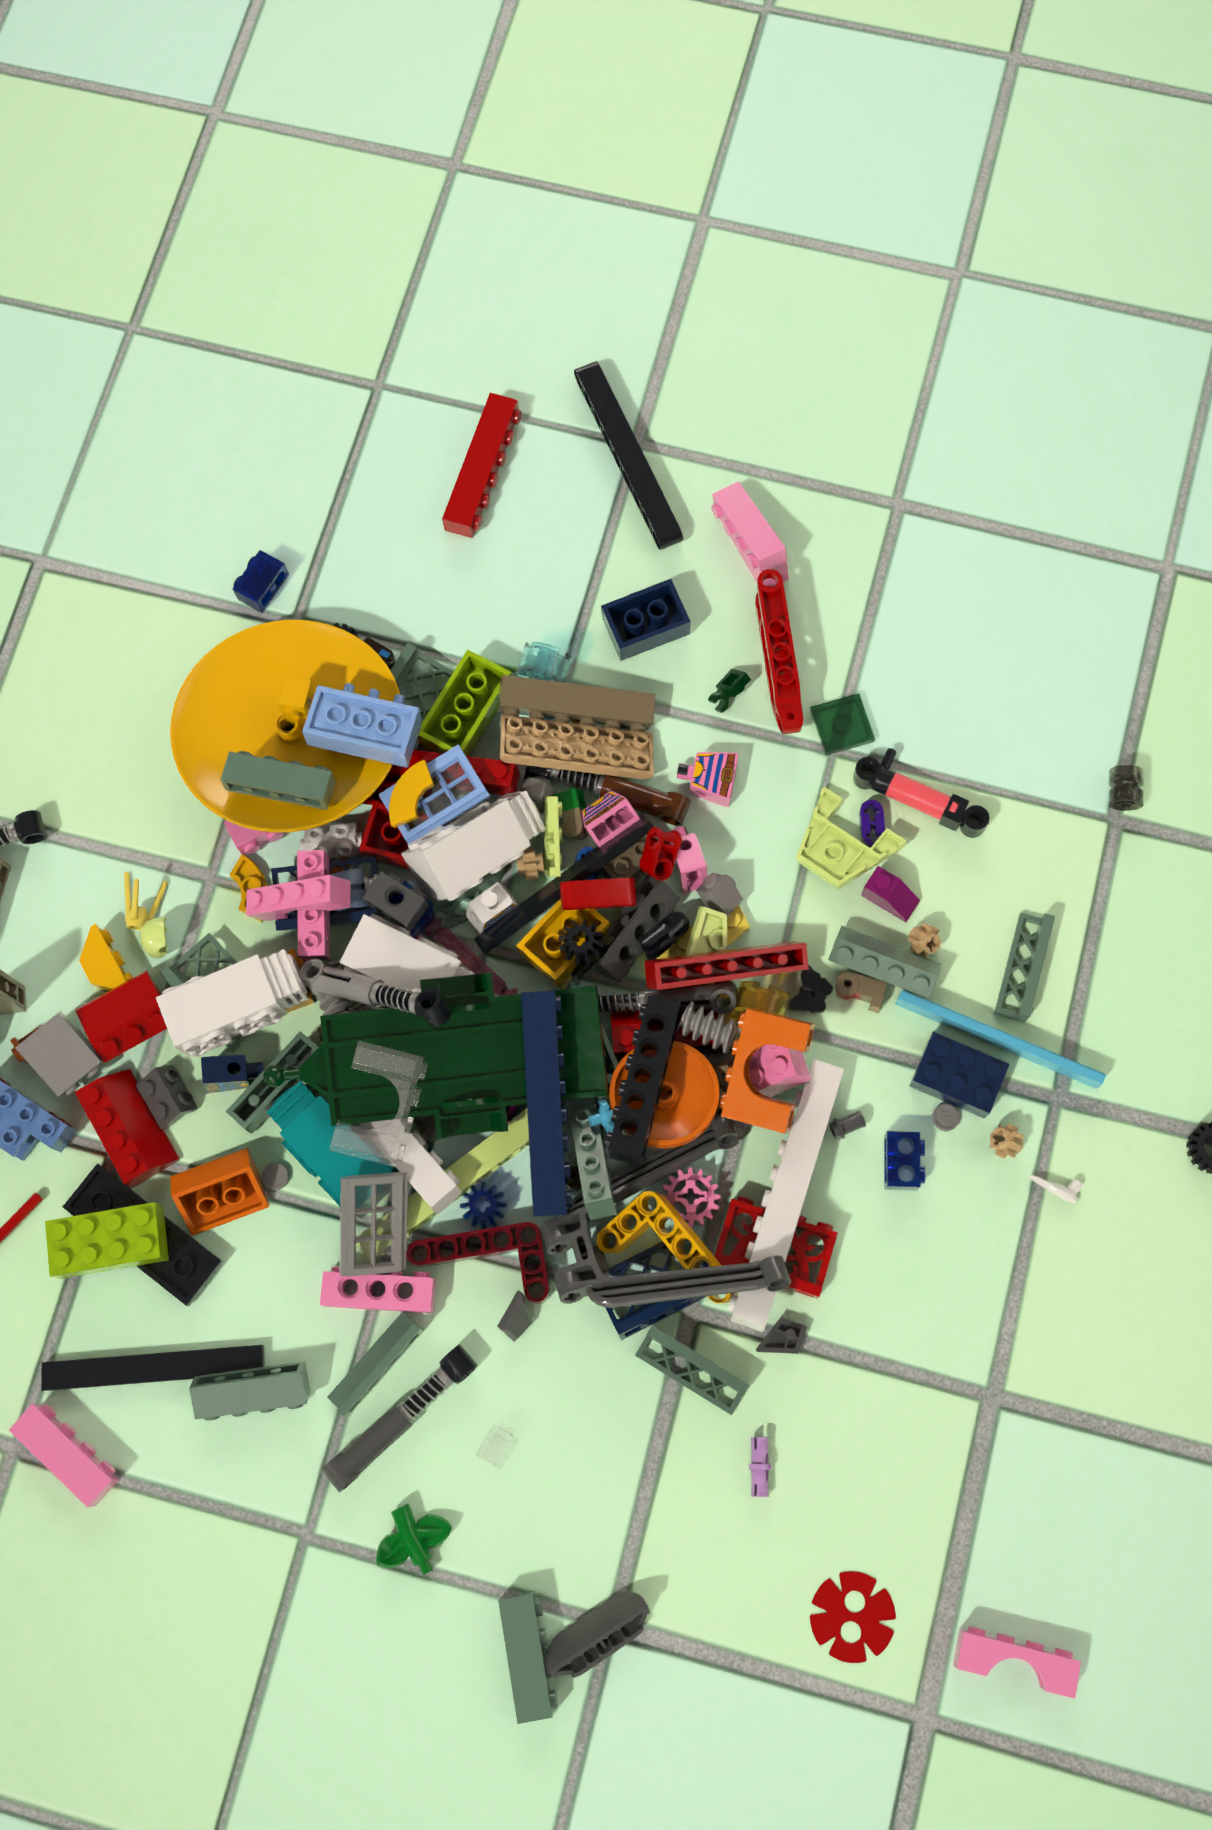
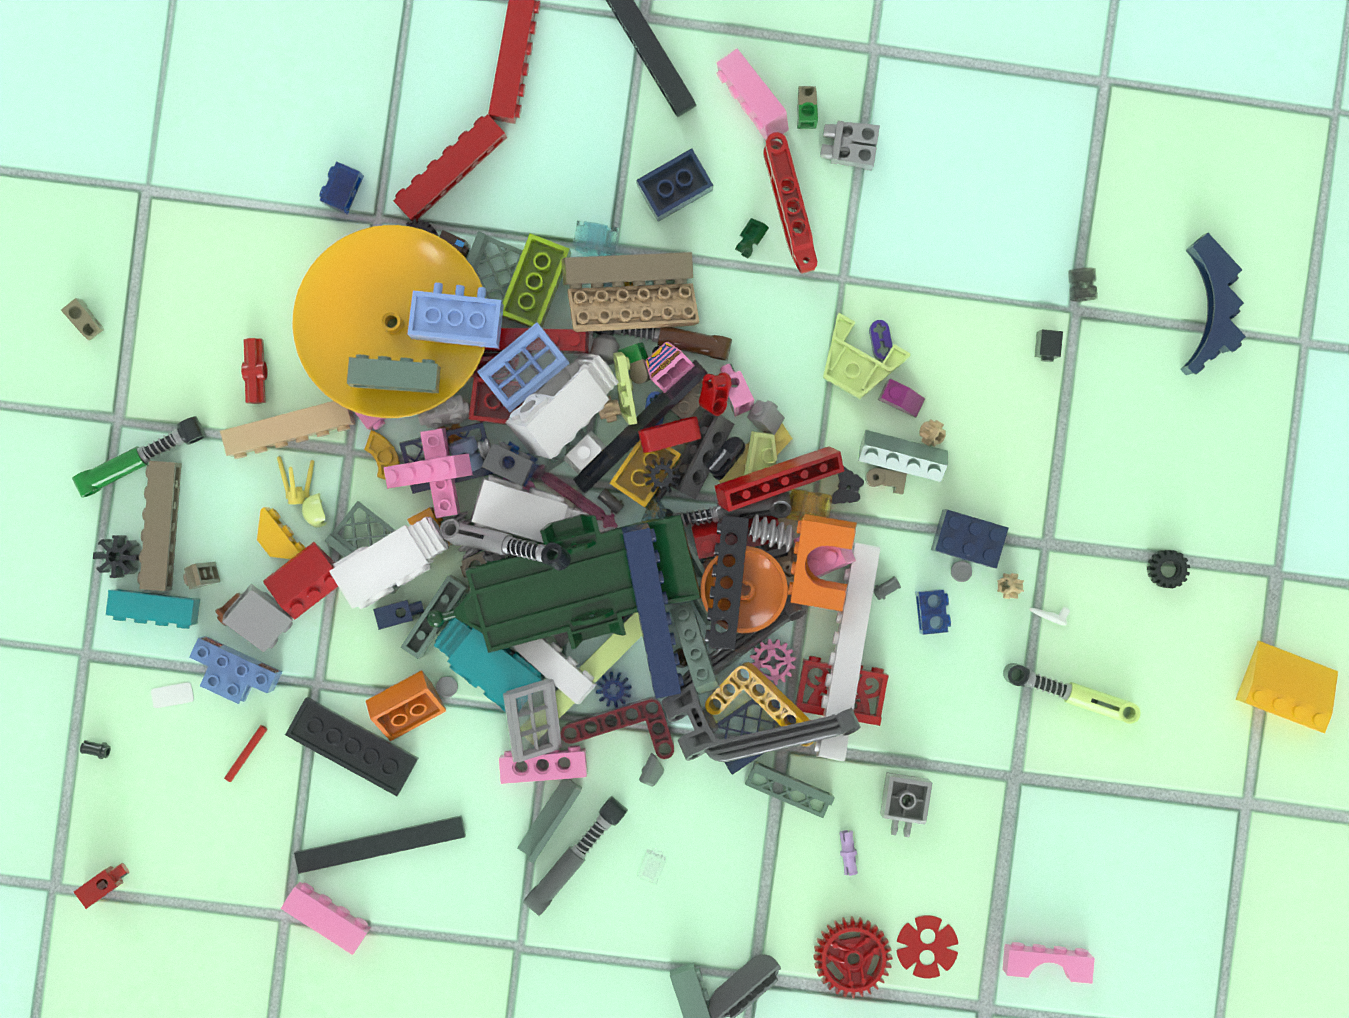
camera: 15 degrees left, 15 degrees up
(106, 1240) = (326, 759): lime brick -> none
(118, 769) = (254, 370): none -> red piece
(127, 1127) = (323, 665): red slope -> none
(143, 838) = (285, 428): none -> tan brick
(166, 1095) = (349, 636): dark grey bracket -> none
(250, 1391) = (458, 852): sand green brick -> none
(296, 697) = (395, 300): yellow brick -> none
(383, 1143) = (531, 661): clear arch -> none
(388, 574) = (450, 168): none -> red brick
(407, 794) = (501, 370): yellow tile -> none
(412, 1539) = (598, 940): green plant -> none
(516, 973) = (611, 501): none -> dark grey pin
(603, 1117) = (698, 613): medium azure plant -> none
(711, 776) = (746, 315): torso -> none
(728, 1601) = (838, 950): none -> red gear
(784, 1337) = (856, 756): dark grey piece -> none
(812, 556) = (807, 107): none -> green leg
(842, 724) = (847, 255): clear green tile -> none
(853, 1417) = (913, 809): none -> light grey hinge
(861, 600) = (852, 144): none -> light grey hips
(947, 809) = (940, 320): piece -> none
(1000, 1039) = (998, 505): medium azure tile -> none
(1034, 968) = (1020, 446): sand green fence -> none
(1078, 853) = (1048, 345): none -> black brick
(1080, 1293) = (1074, 694): none -> piece

